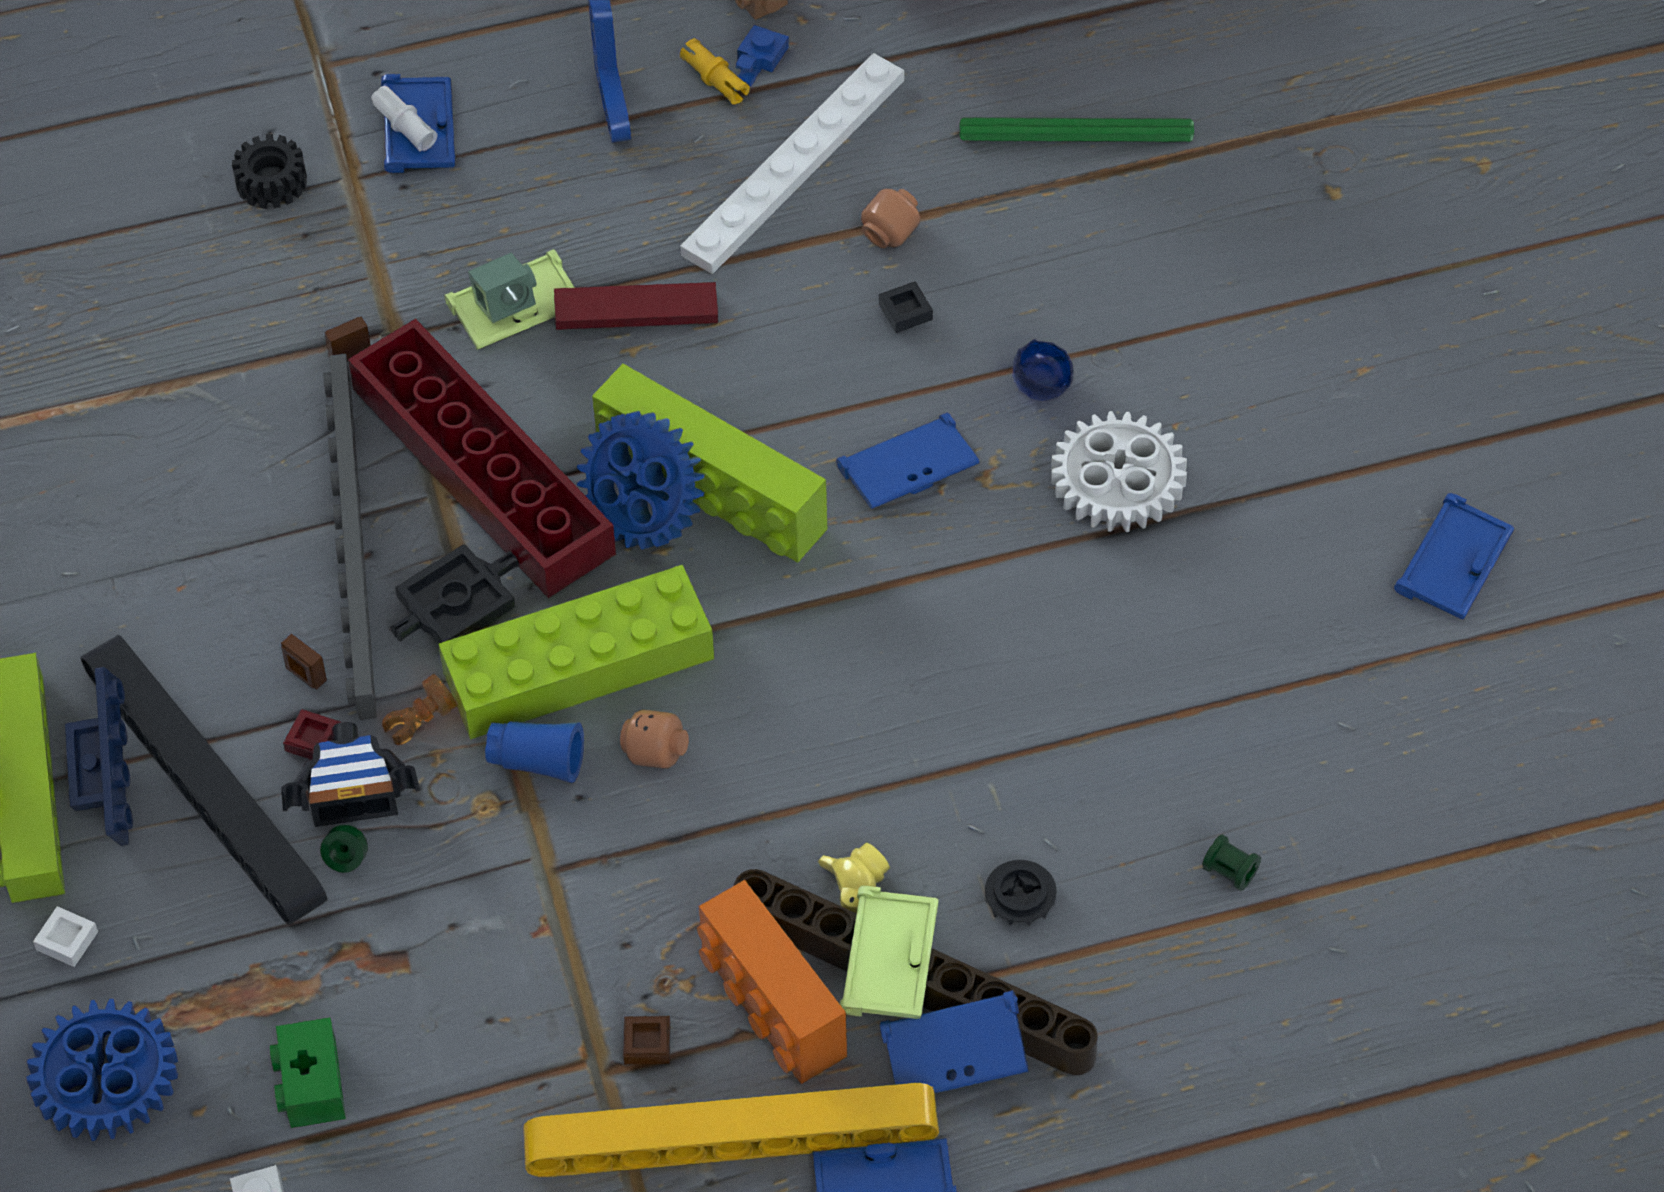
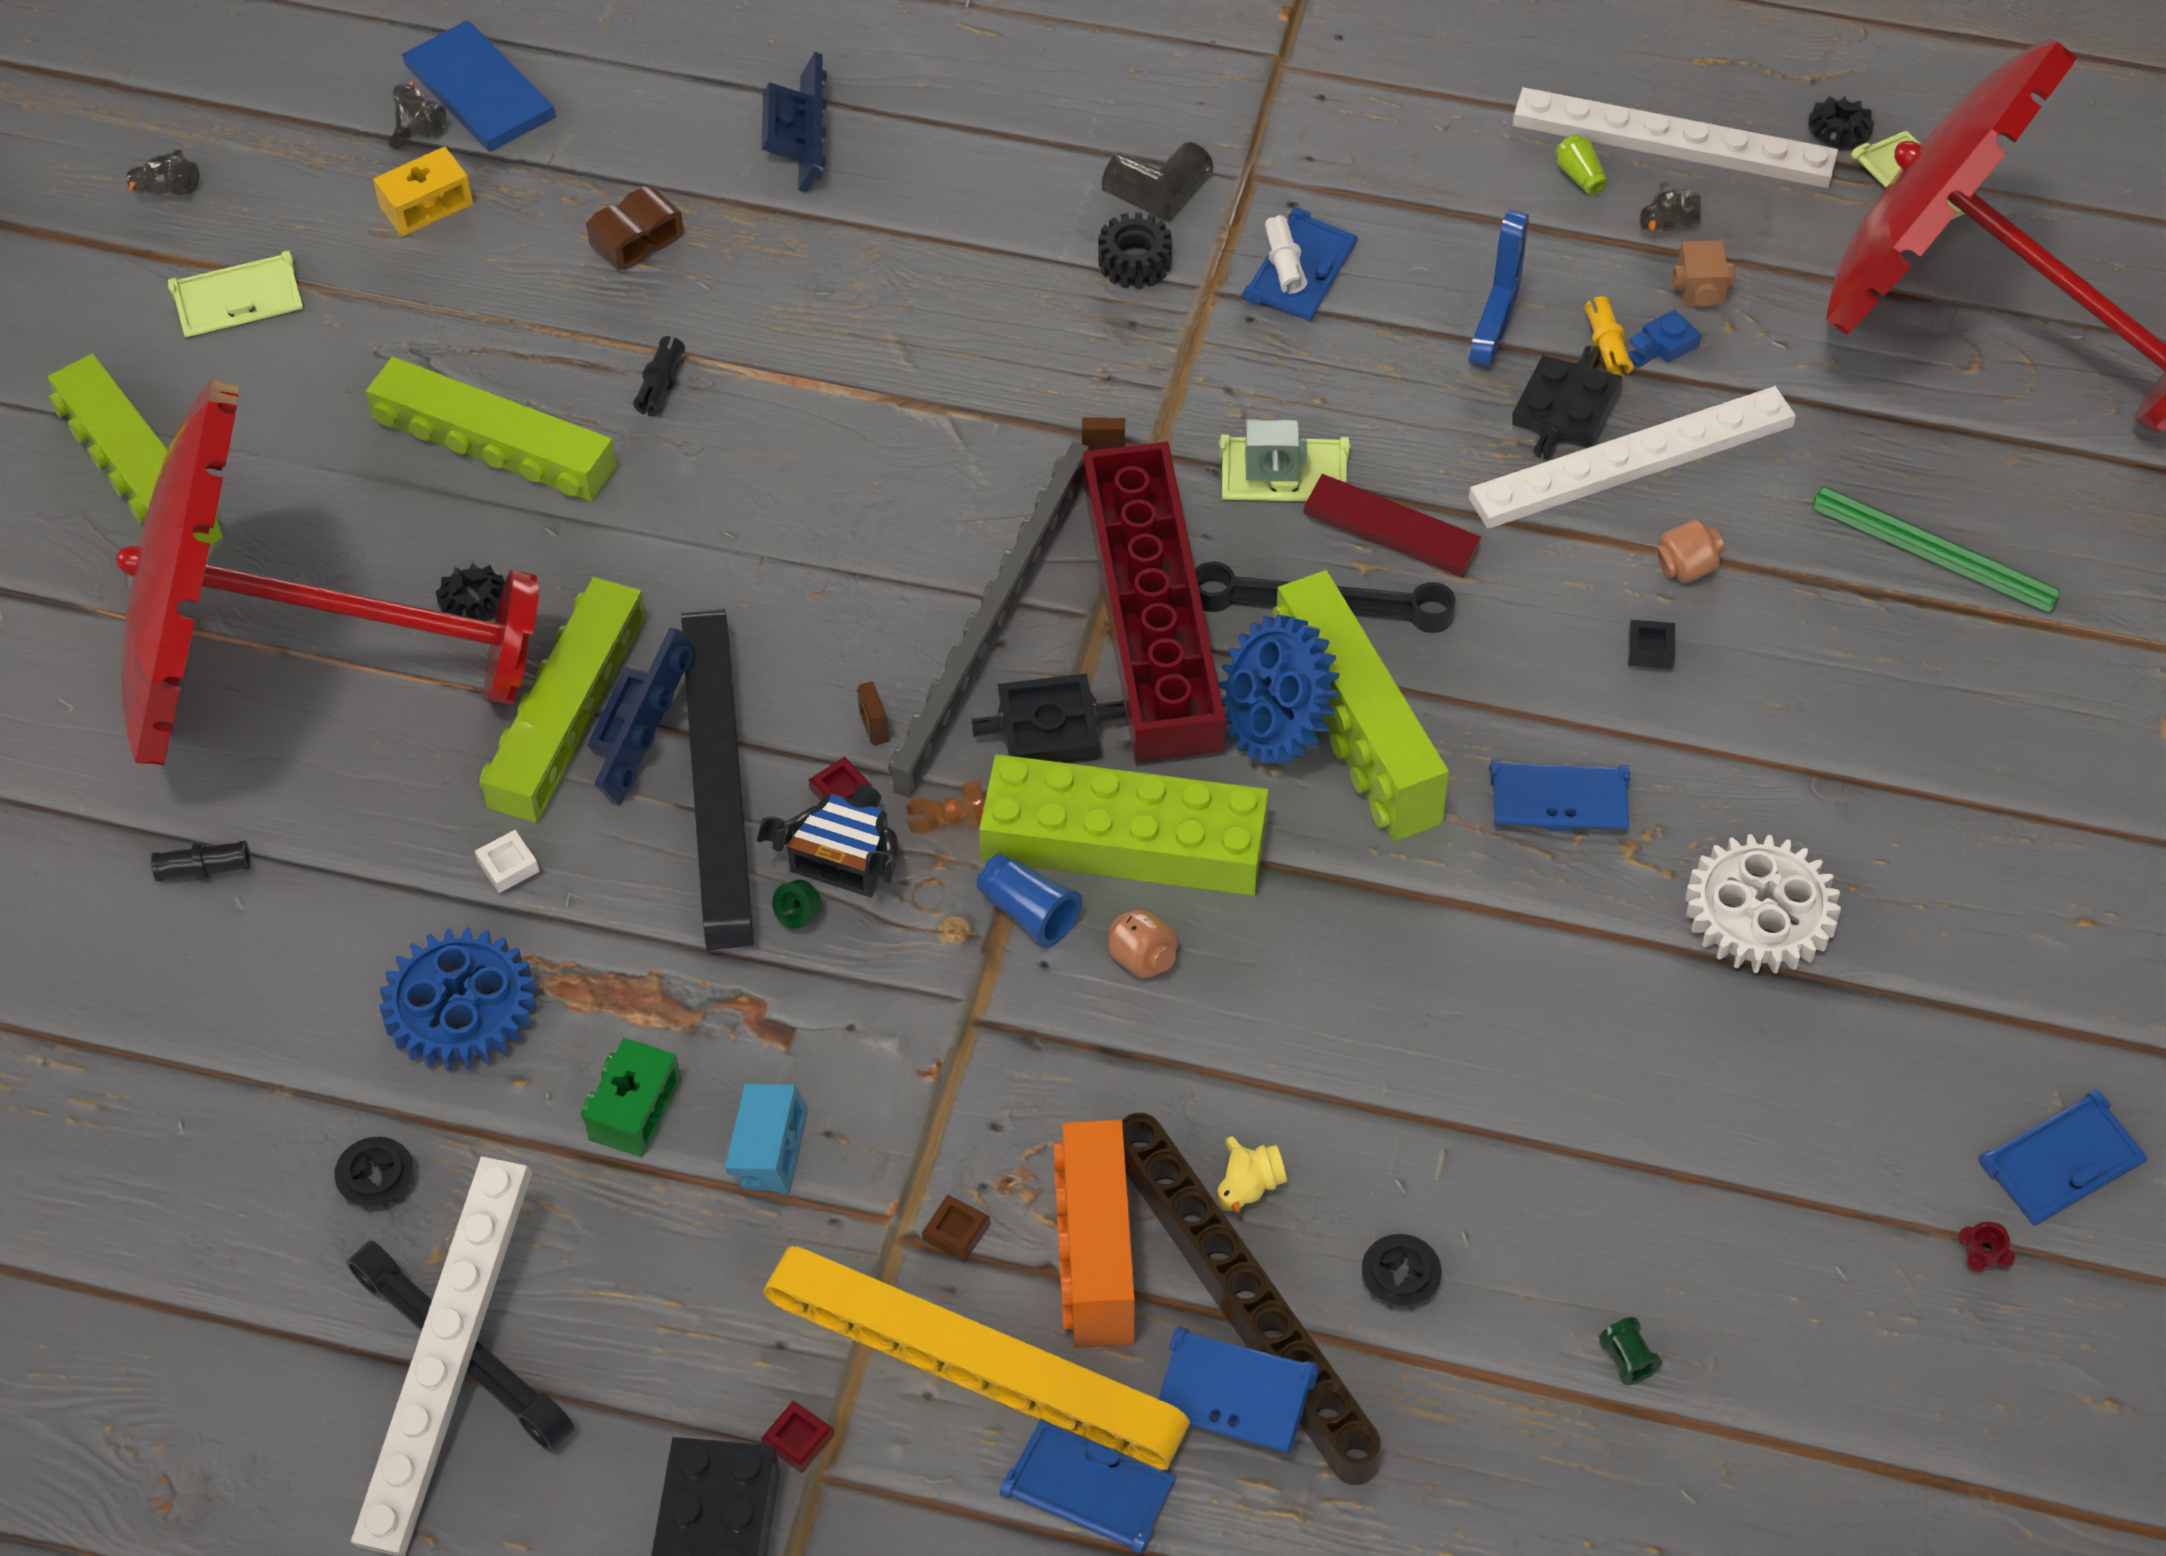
camera: 30 degrees right, 0 degrees up
(251, 112) = (1161, 190): none -> clear smoke brick
(445, 1046) = (767, 1137): none -> dark azure hinge
(664, 374) = (1358, 599): none -> black piece
(713, 139) = (1566, 401): none -> black plate
(886, 939) = (1233, 1249): yellowish green door -> none
(1042, 370) = (1747, 767): clear blue hair -> none
(1443, 641) = (1990, 1234): none -> dark red plate

